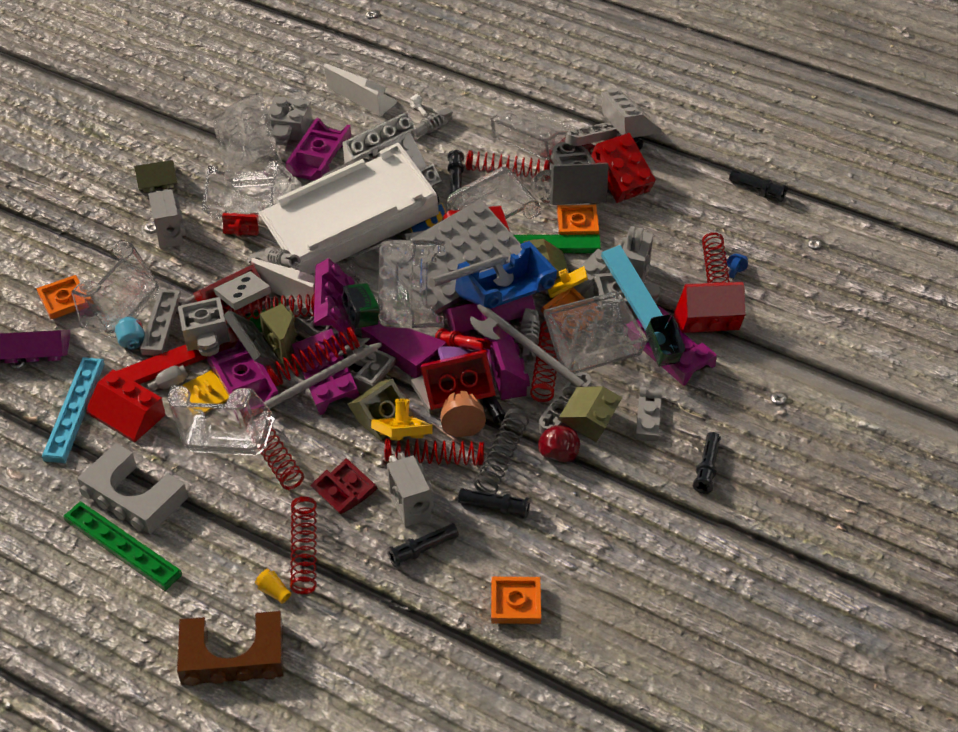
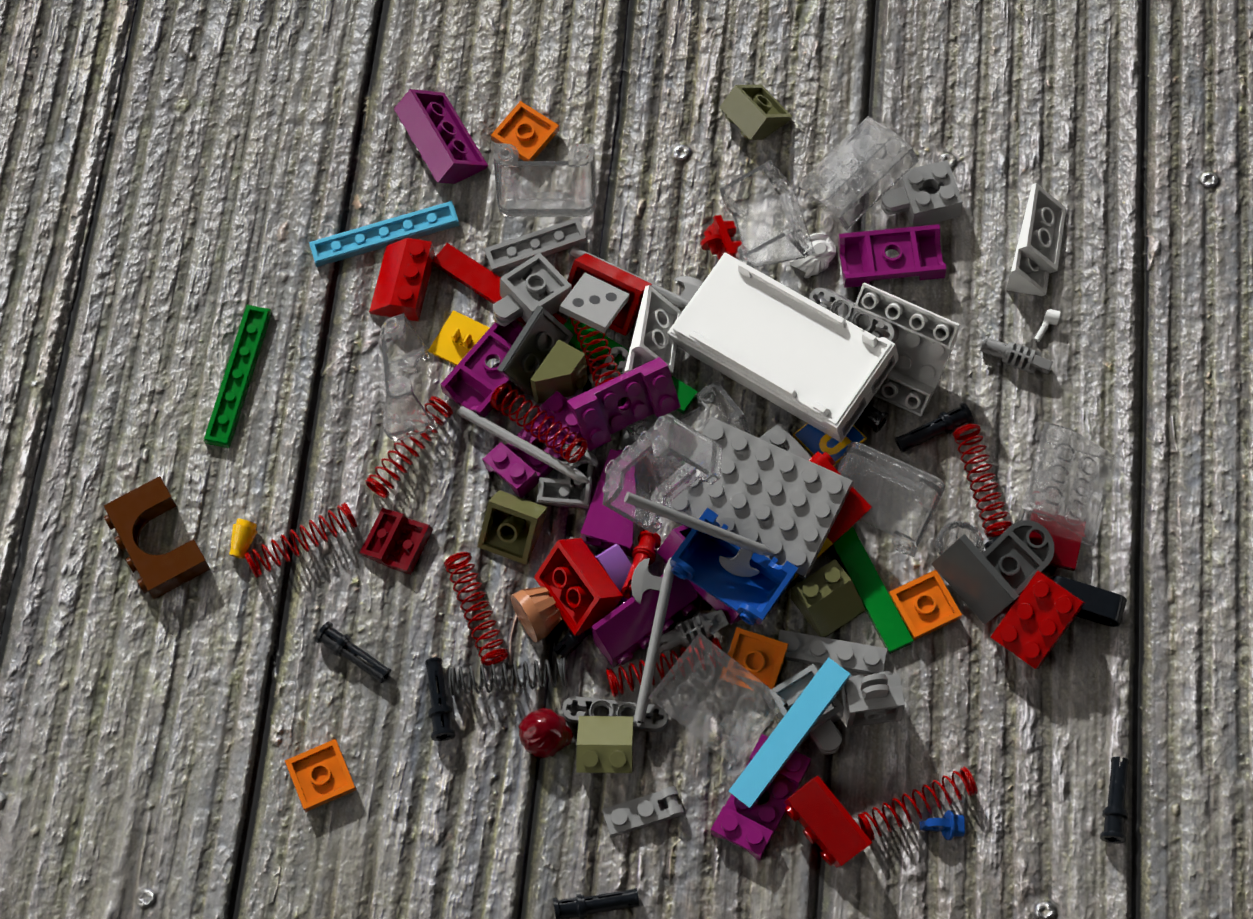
camera: 70 degrees right, 20 degrees up
(129, 333) = (502, 225): medium azure head -> none
(142, 511) = (294, 315): light grey arch -> none
(167, 218) = (683, 161): light grey brick -> none
(169, 377) = (462, 298): light grey plant -> none
(281, 257) = (669, 313): light grey hinge -> none
(360, 305) = (619, 433): piece -> none
(402, 424) = (490, 556): yellow plate -> none
(409, 489) = (406, 604): light grey brick -> none
(568, 280) = (796, 637): yellow piece -> none
(590, 134) = (1090, 551): light grey beam -> none
(627, 115) = (1154, 587): light grey slope -> none
(672, 337) = (729, 782): black piece -> none

